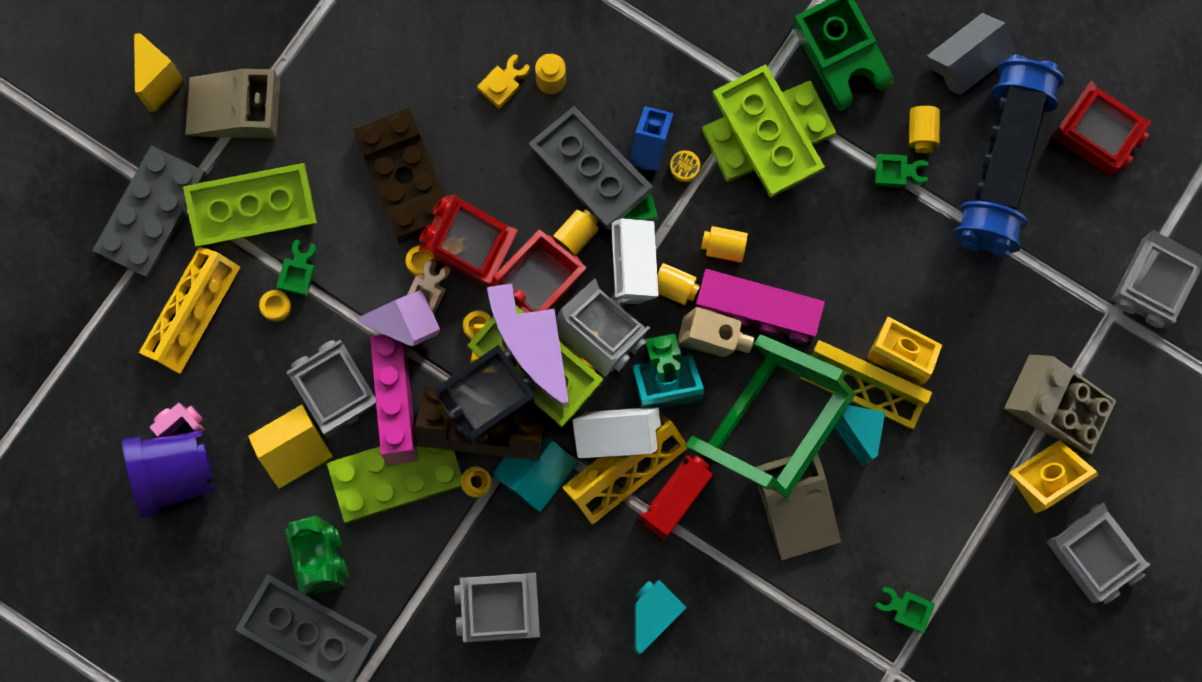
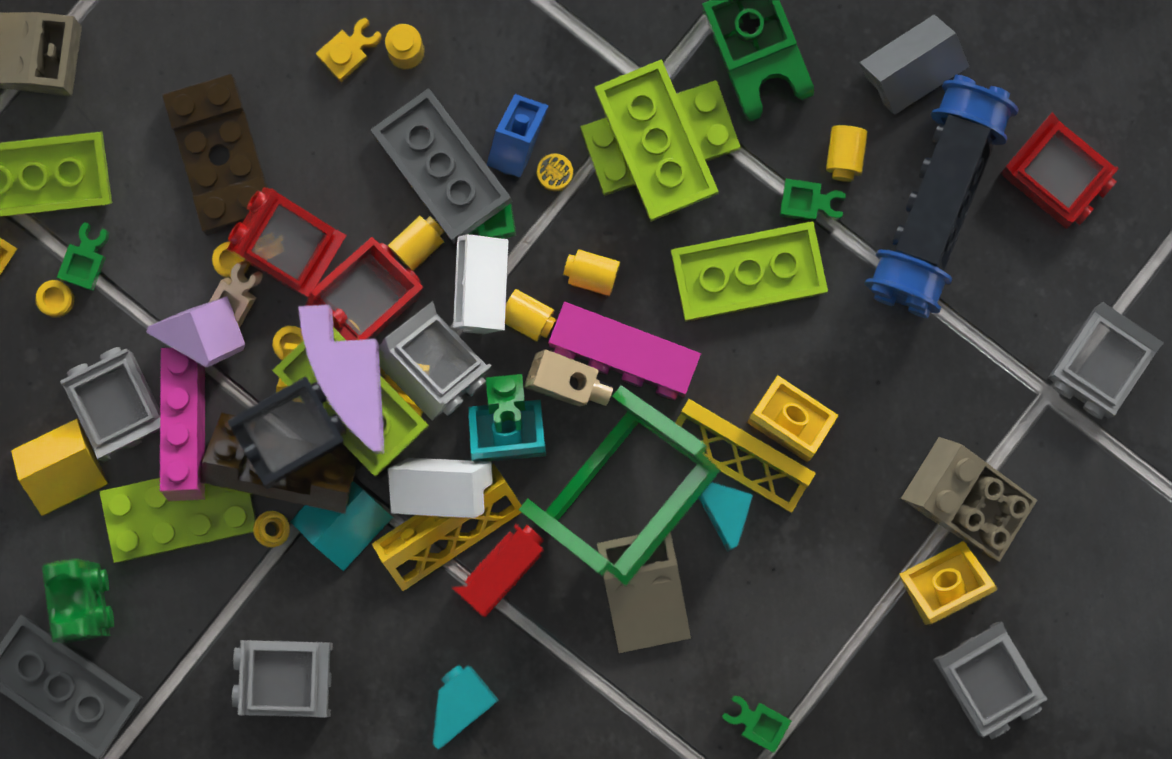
camera: 10 degrees right, 5 degrees up
(855, 232) = (749, 271): none -> lime plate

